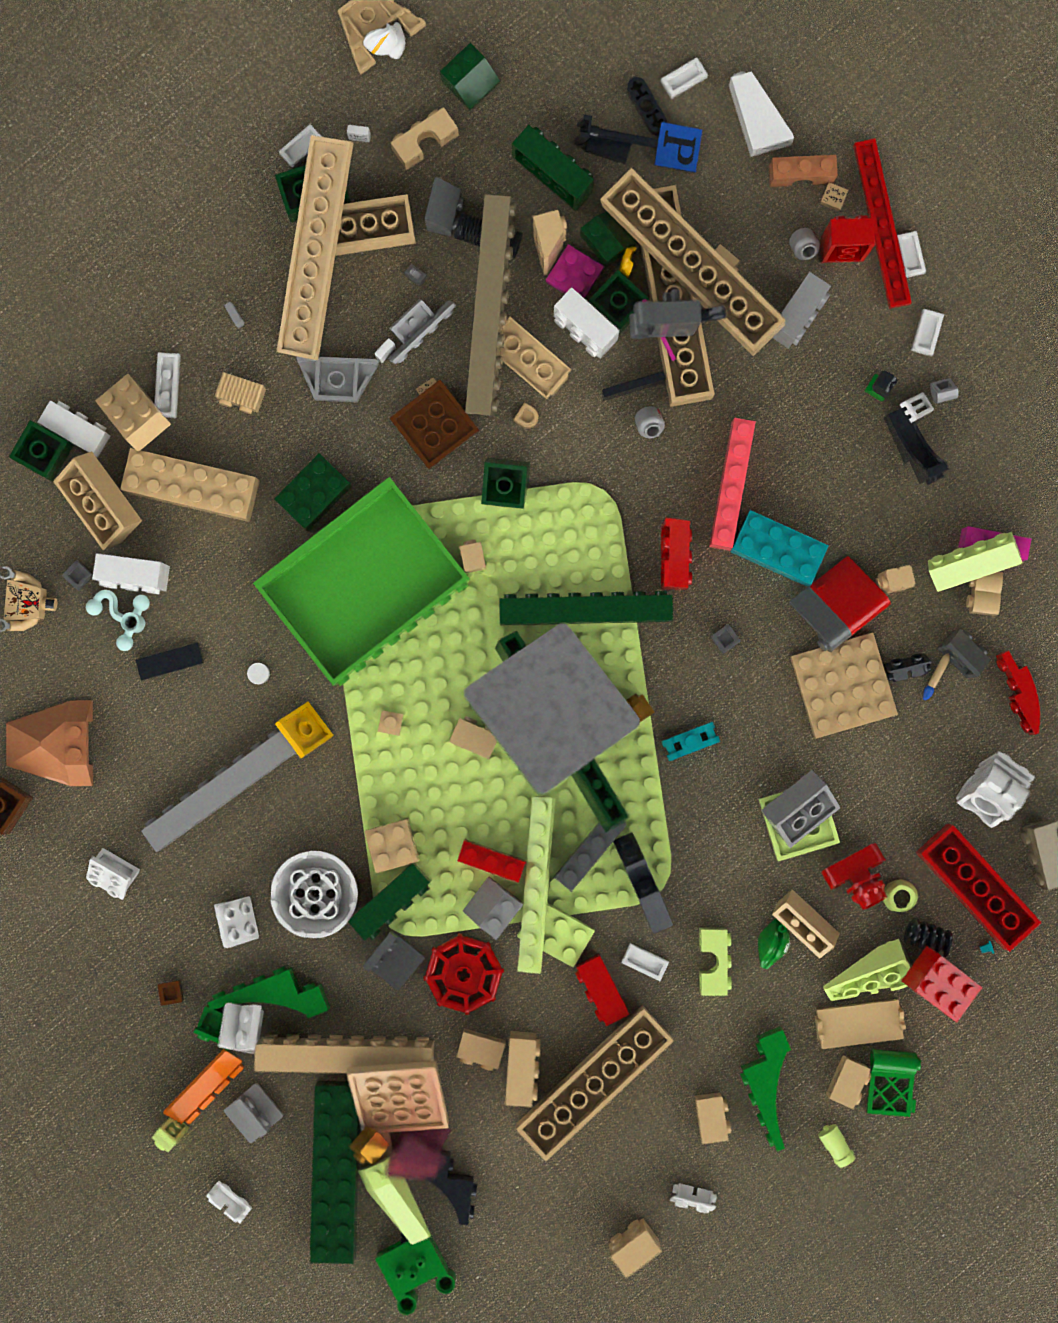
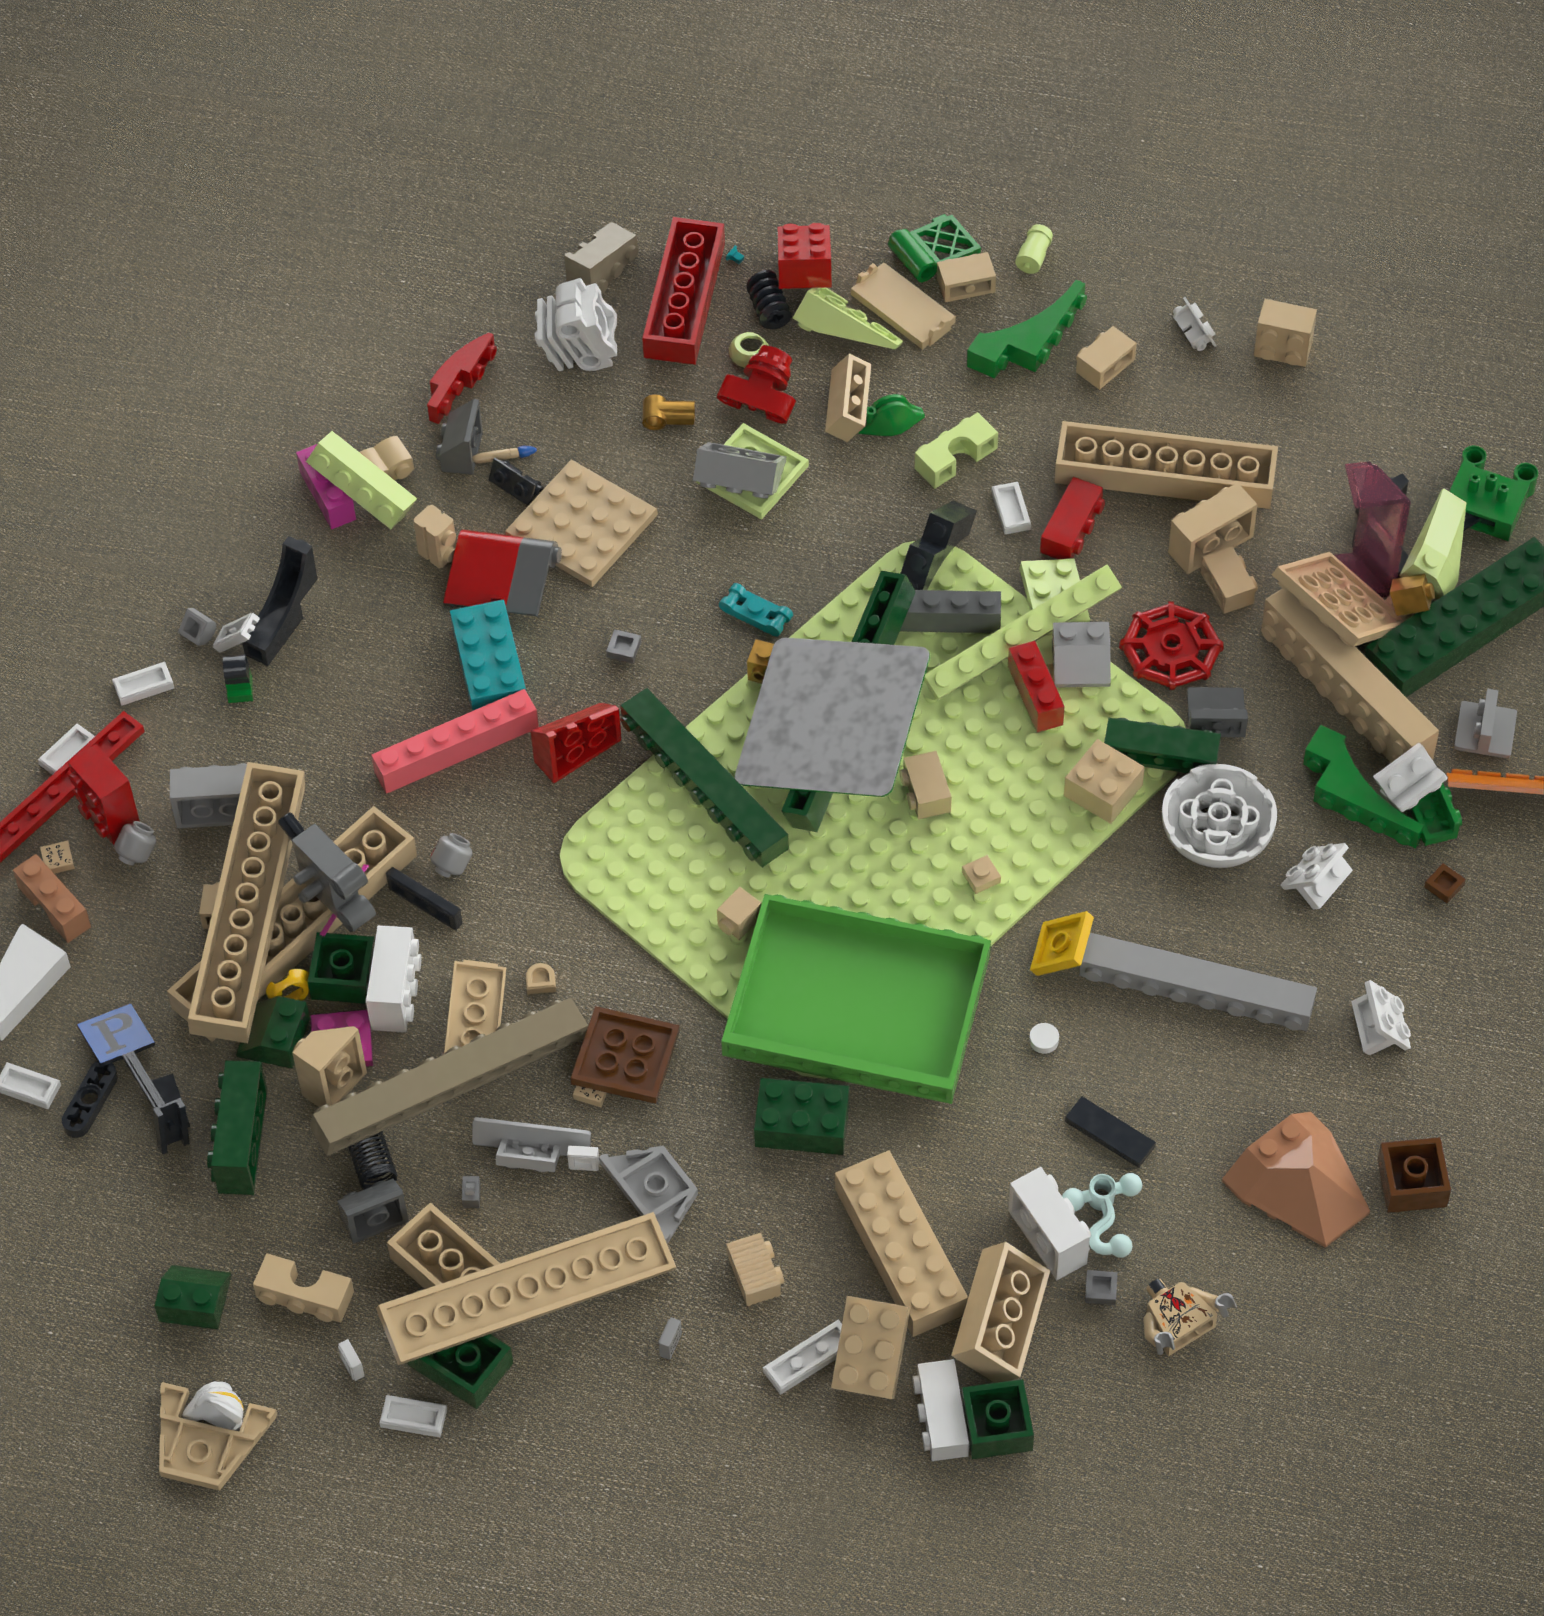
camera: 130 degrees left, 30 degrees down
(505, 483) = (630, 941): dark green slope -> none
(890, 799) = (659, 412): none -> pearl gold piece

